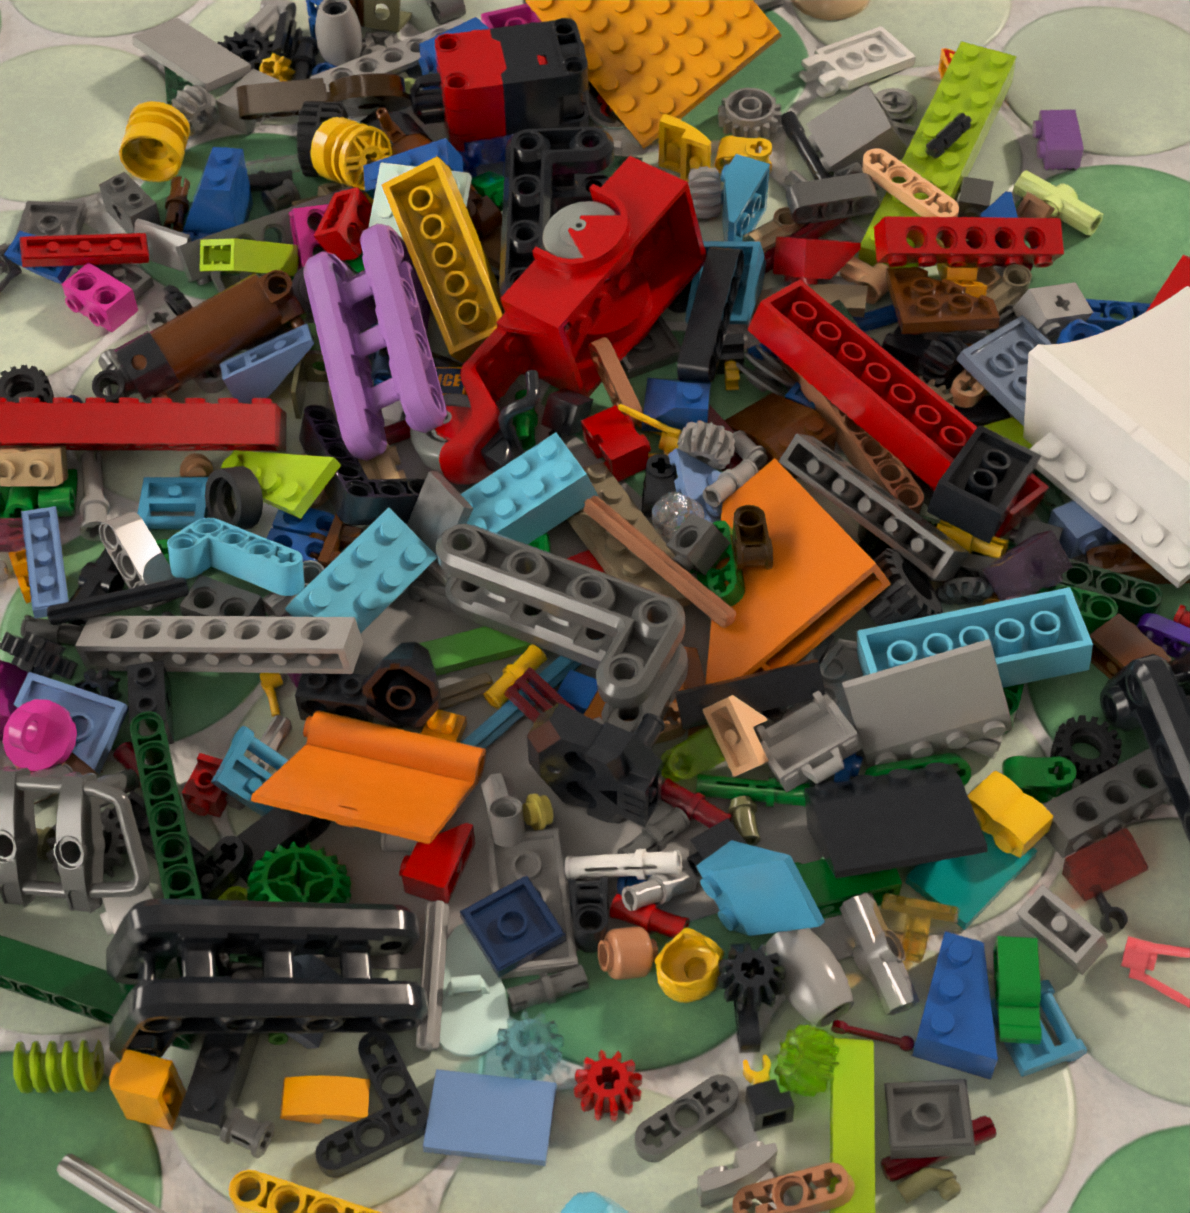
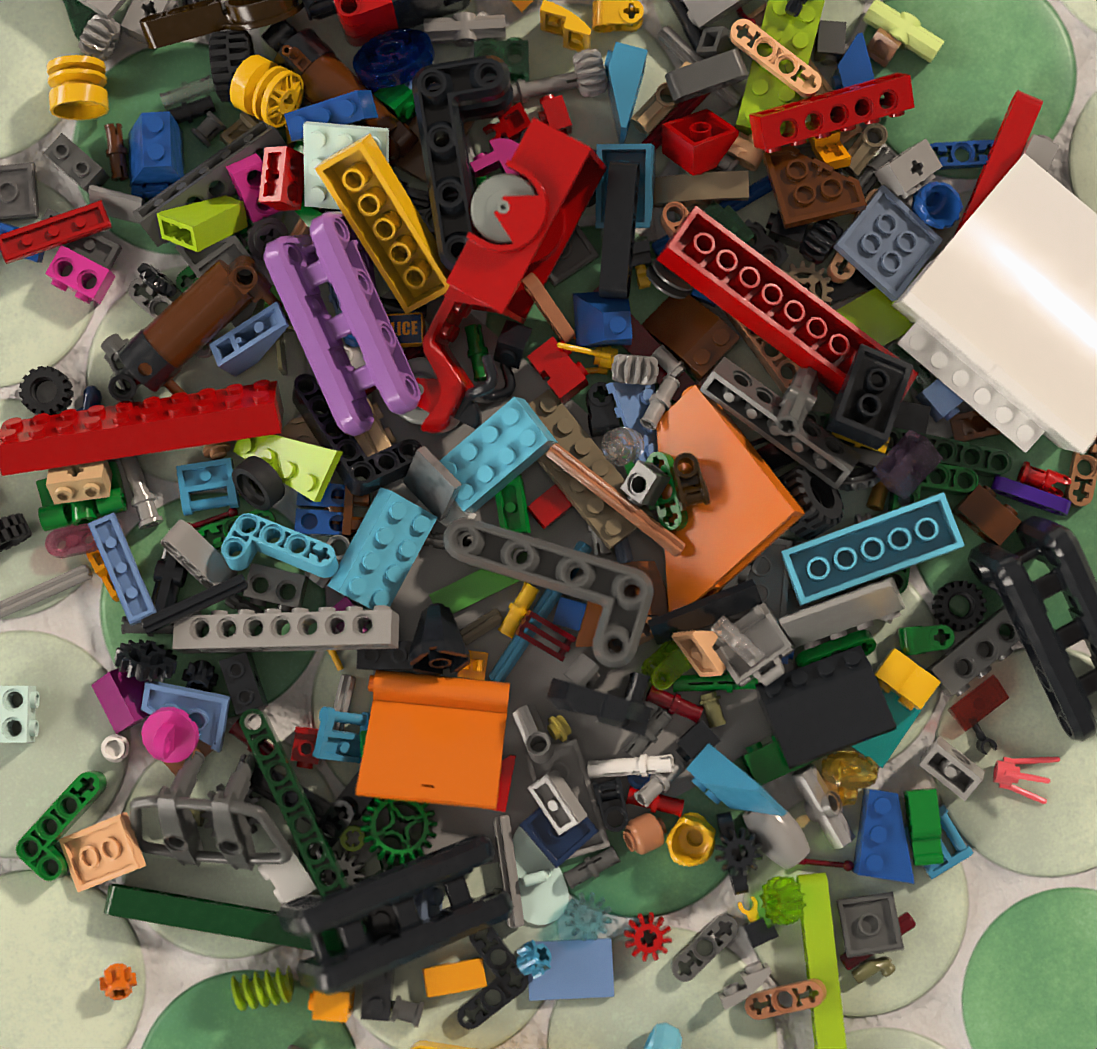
camera: 10 degrees left, 30 degrees up
(440, 1079) = (533, 959): none -> dark azure gear
(516, 886) = (557, 801): none -> light grey slope
(788, 720) = (737, 641): none -> clear slope
(895, 478) = (797, 401): none -> dark grey piece

